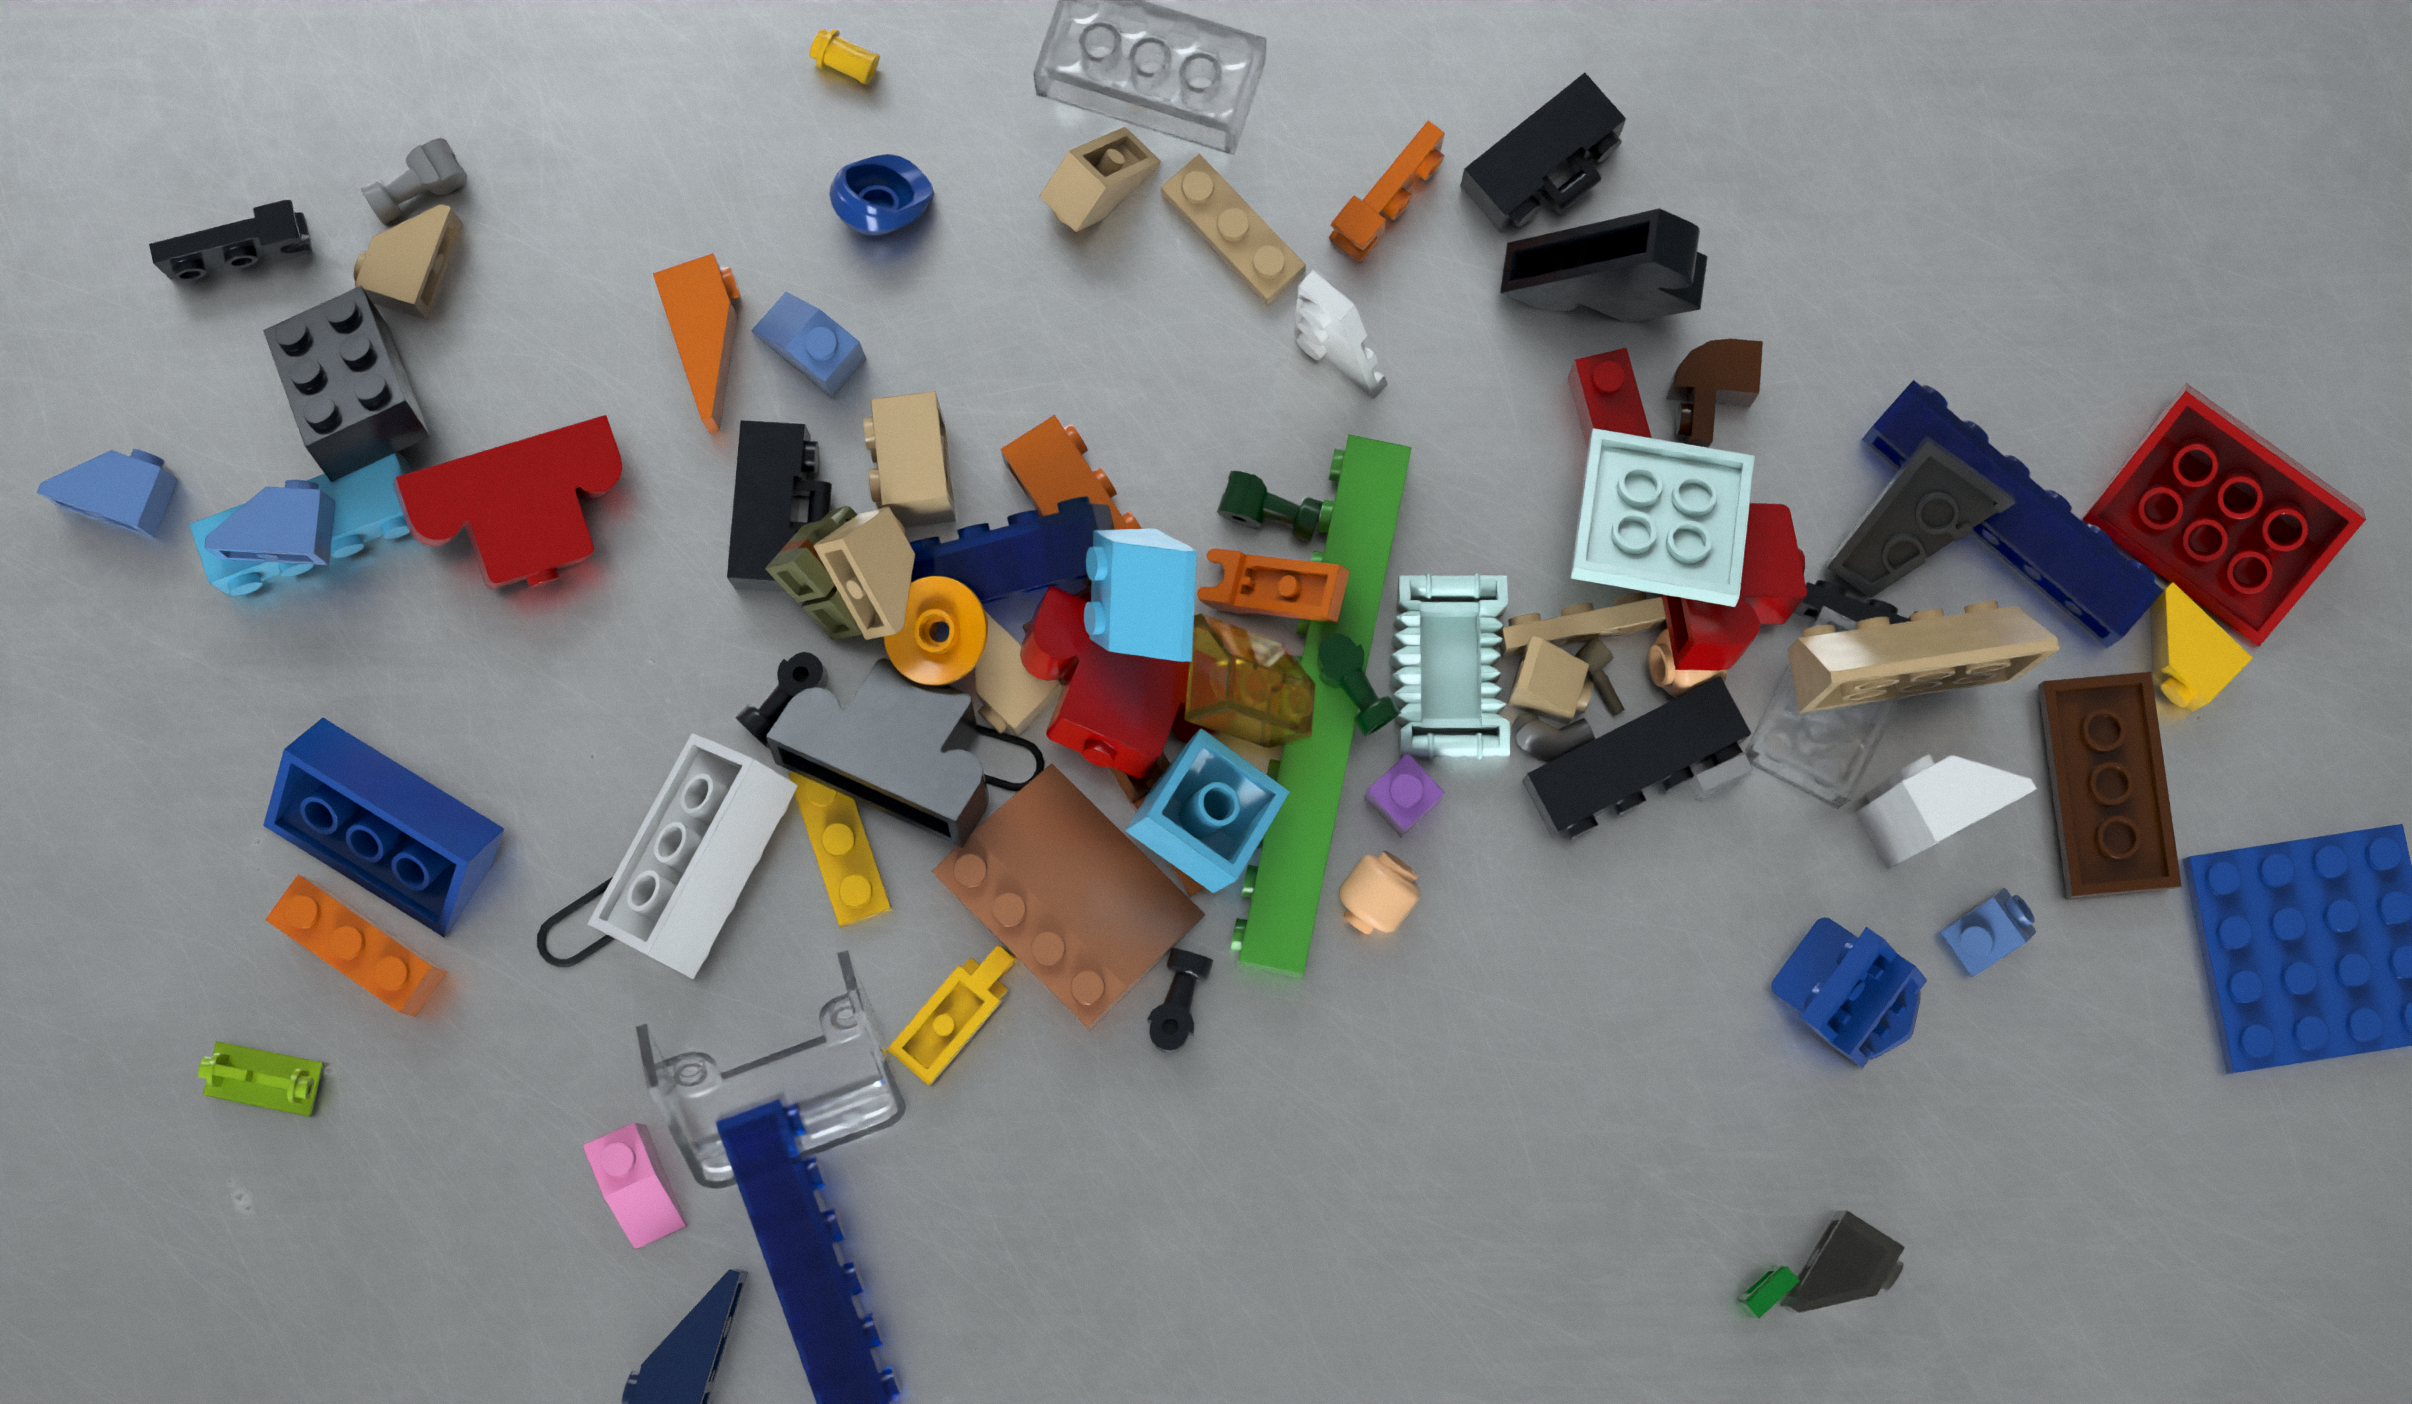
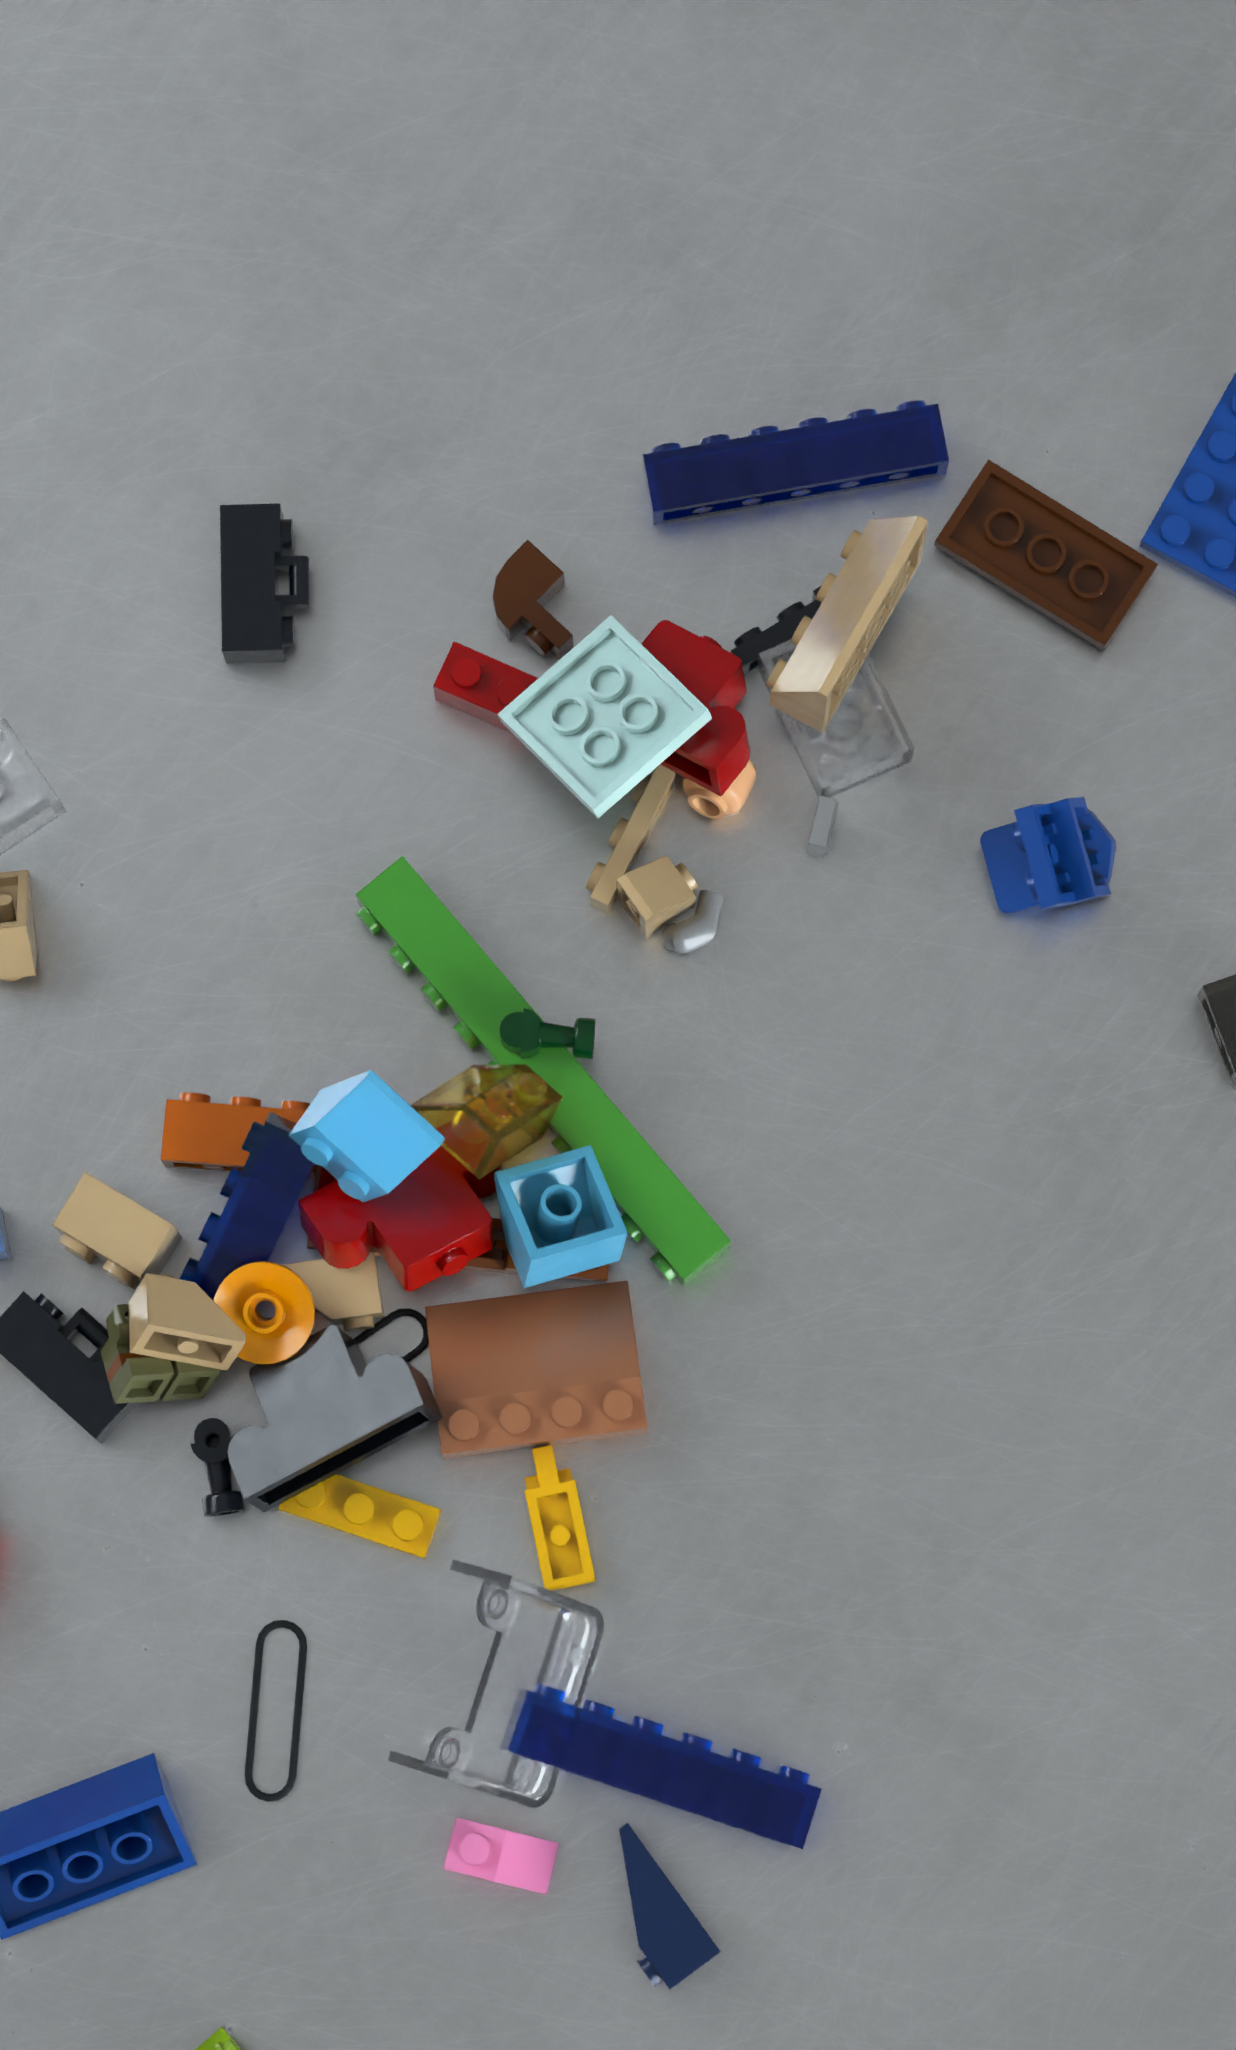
camera: 50 degrees left, 0 degrees up
(356, 946) = (154, 1932): orange brick -> none
(693, 854) = (284, 1626): white slope -> none
(1172, 1020) = (688, 1364): black leg -> none
(1233, 229) = (124, 857): tan plate -> none
(1250, 503) = (346, 1007): dark green leg -> none
(1276, 586) = (429, 1035): orange plate -> none
(1333, 329) = (274, 841): white wing -> none
(1362, 222) = (200, 757): orange plate -> none
(1379, 893) = (713, 1140): light nougat head -> none
(1404, 795) = (655, 1065): medium lavender brick -> none
(1448, 666) = (585, 957): light aqua piece -> none
(1598, 656) = (662, 844): dark tan hand -> none
(1619, 266) = (386, 605): black brick -> none
(1636, 758) = (761, 875): black brick -> none
(1767, 1291) = (1215, 1088): green tile -> none
(1916, 515) = (743, 534): dark grey wing -> none
(1934, 802) = (965, 693): white slope -> none
(1990, 931) = (1084, 724): medium blue bracket -> none
(2191, 651) = (996, 419): yellow slope -> none
(2224, 514) = (915, 313): red slope -> none

